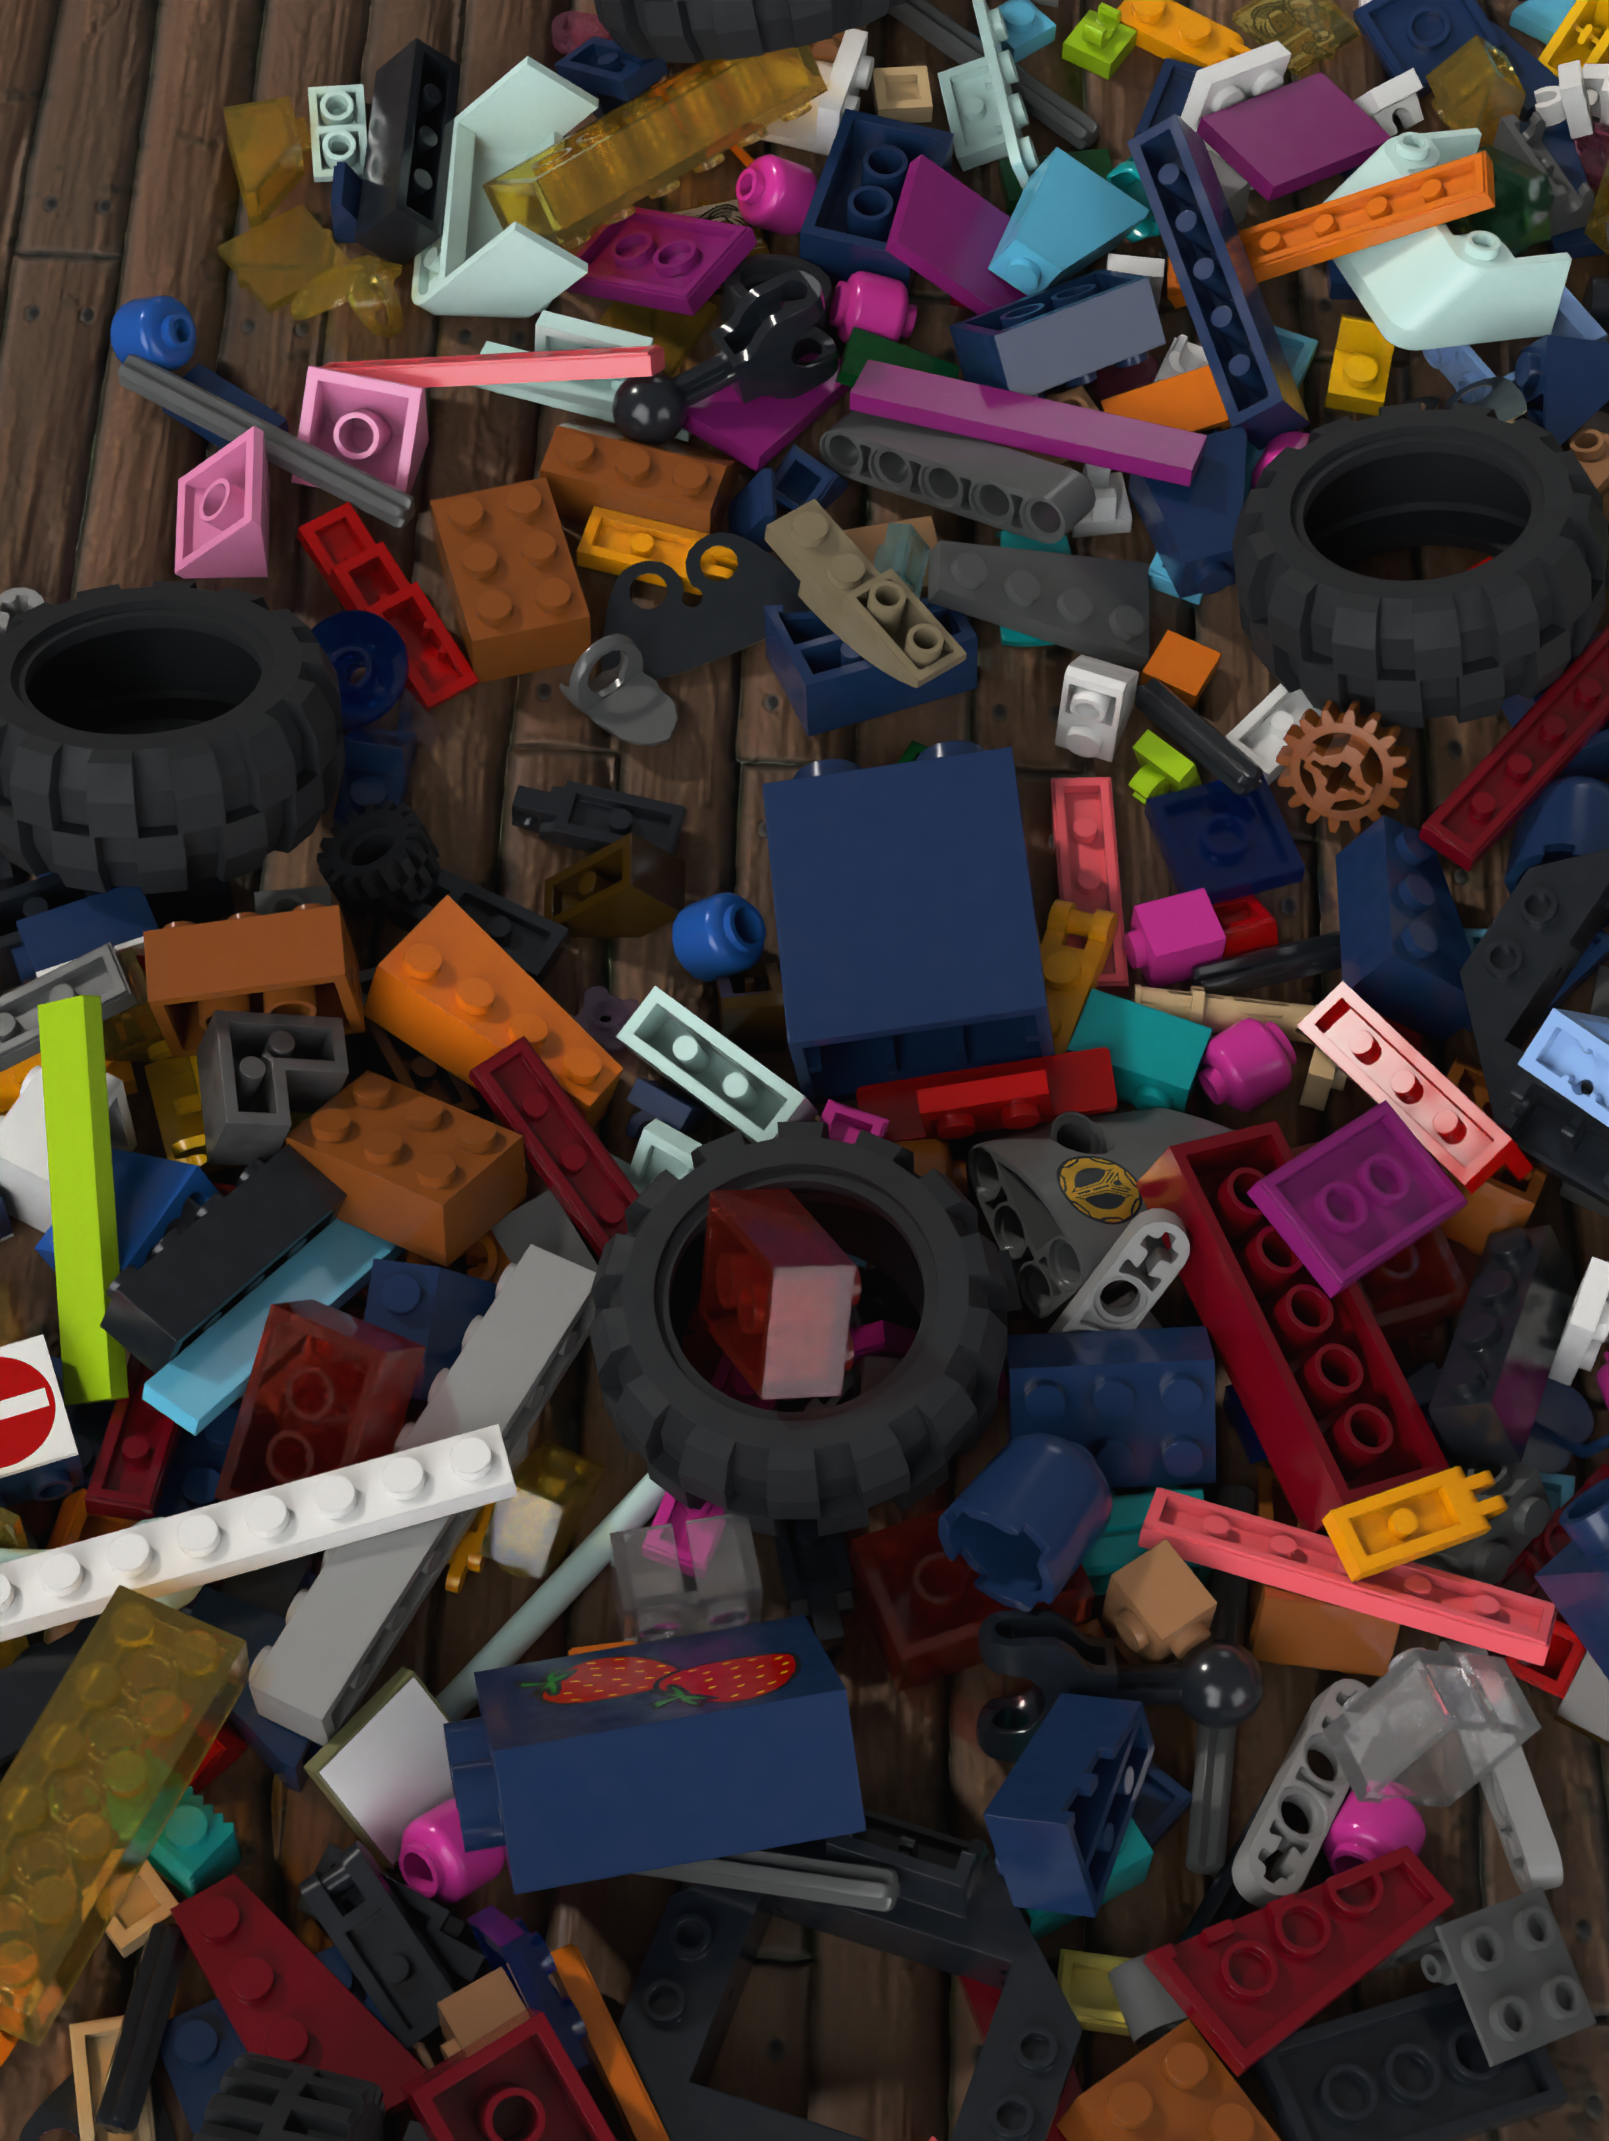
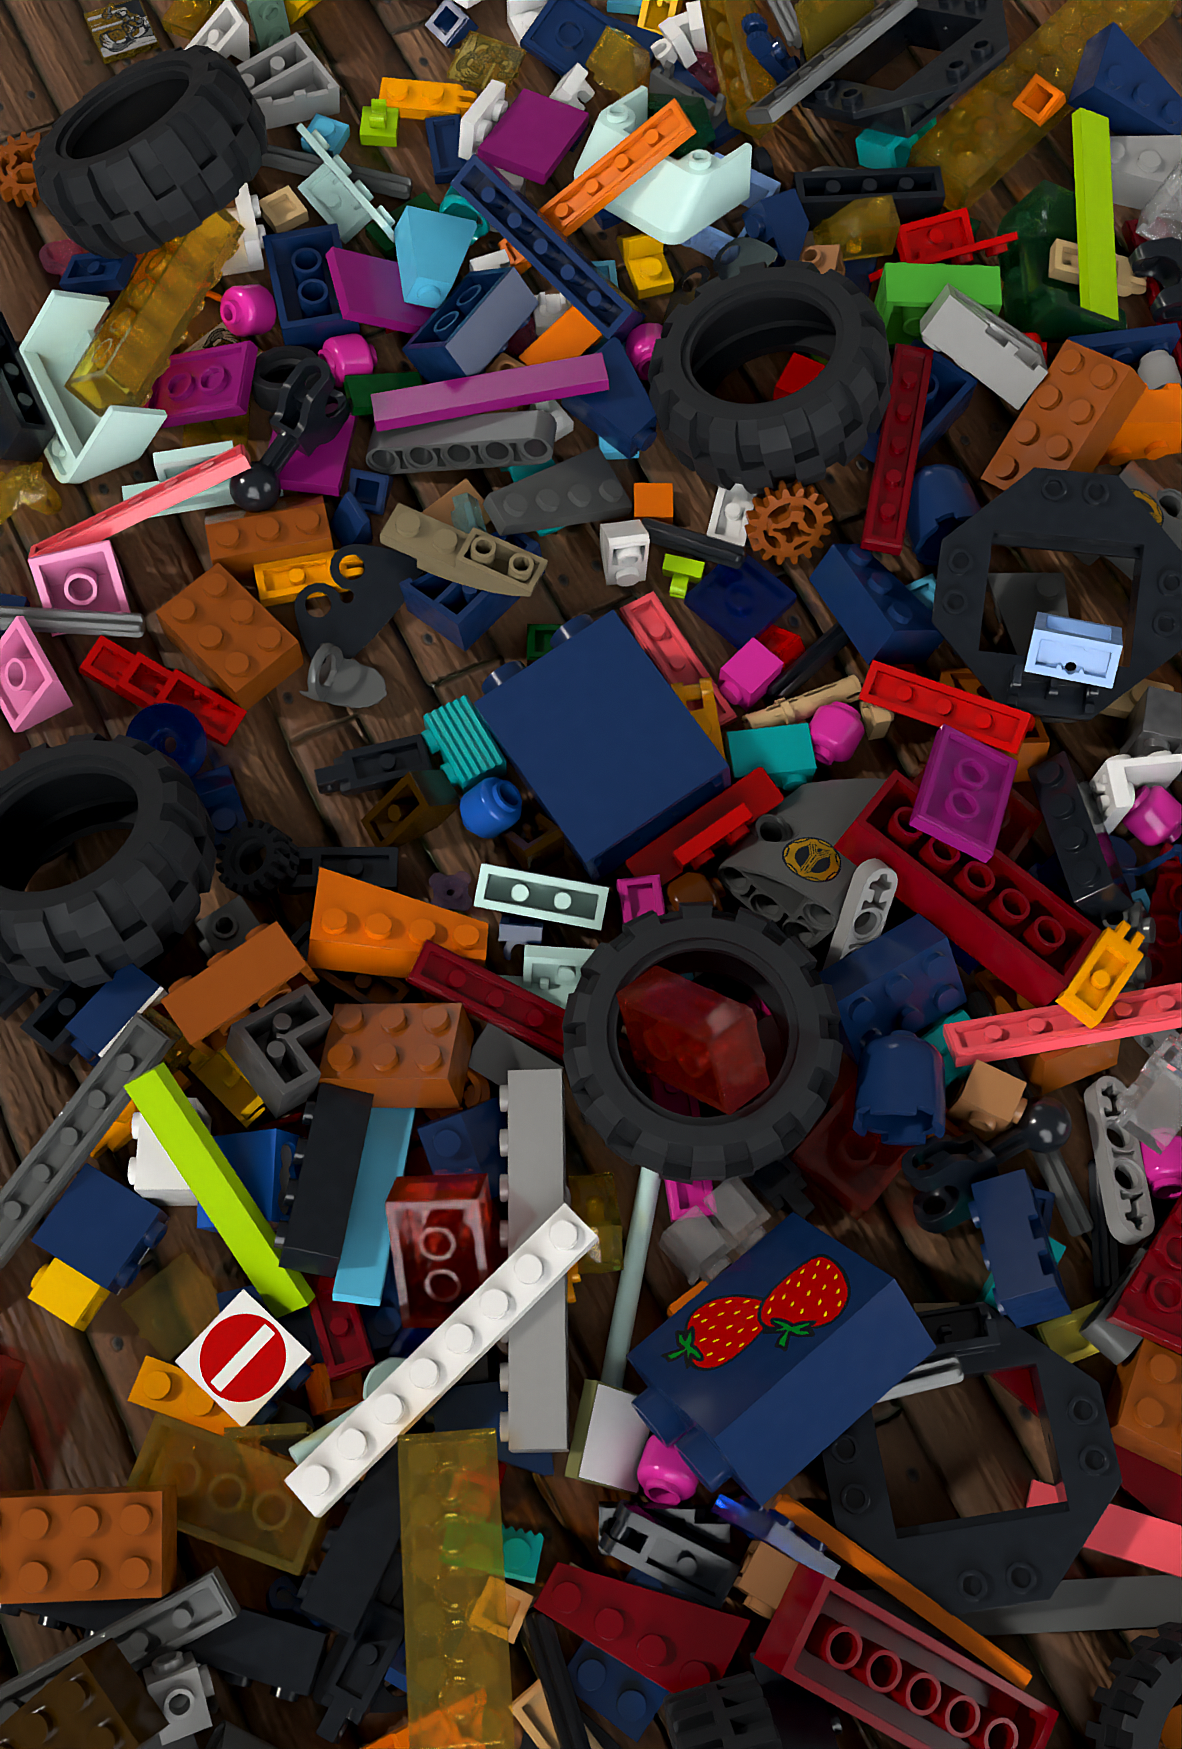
camera: 30 degrees left, 10 degrees up
(731, 843) = (463, 744): none -> teal brick

